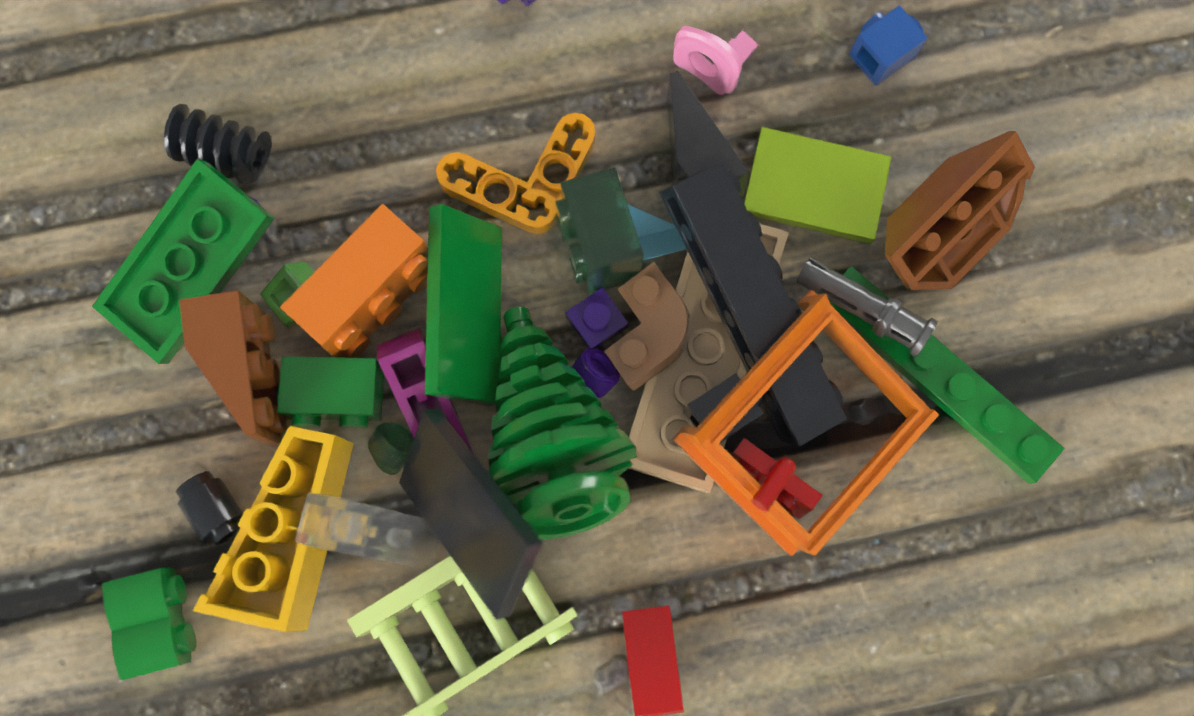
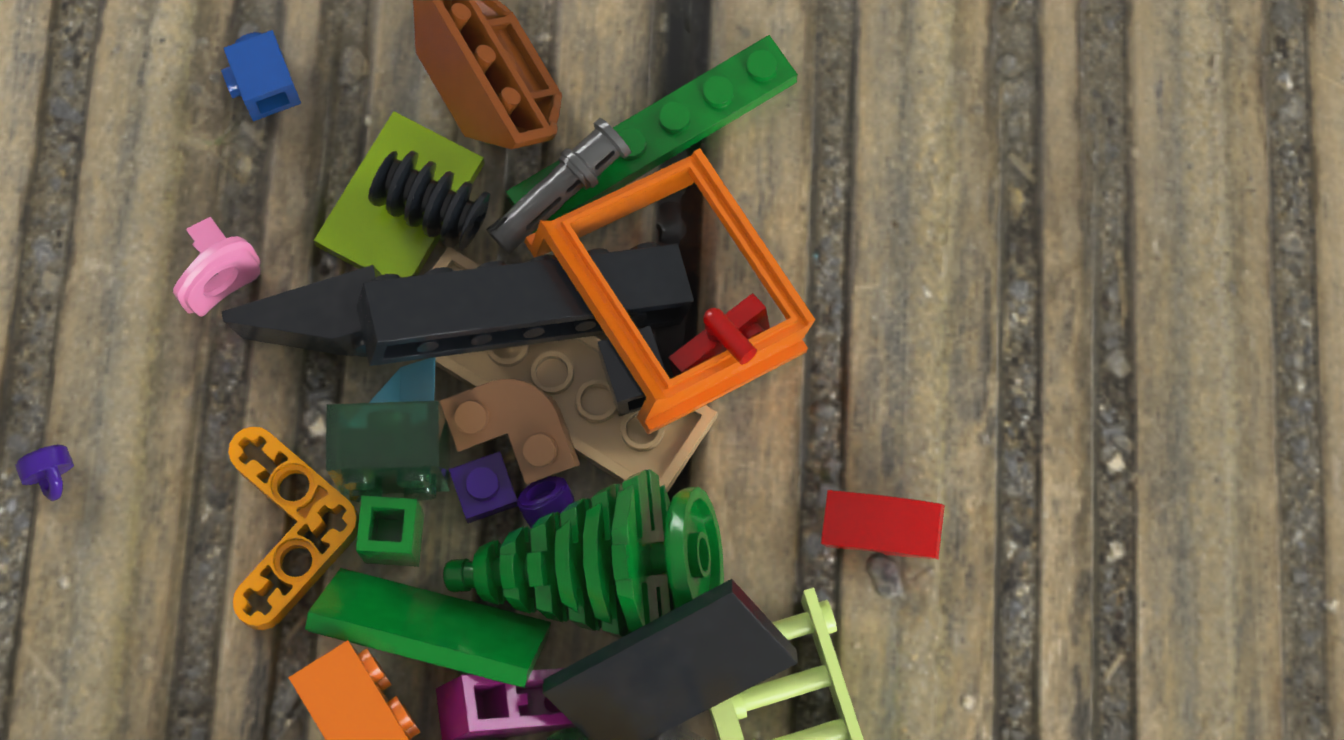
camera: 70 degrees left, 5 degrees down
(535, 253) = (390, 531): none -> green brick
(819, 202) = (428, 200): none -> black piece

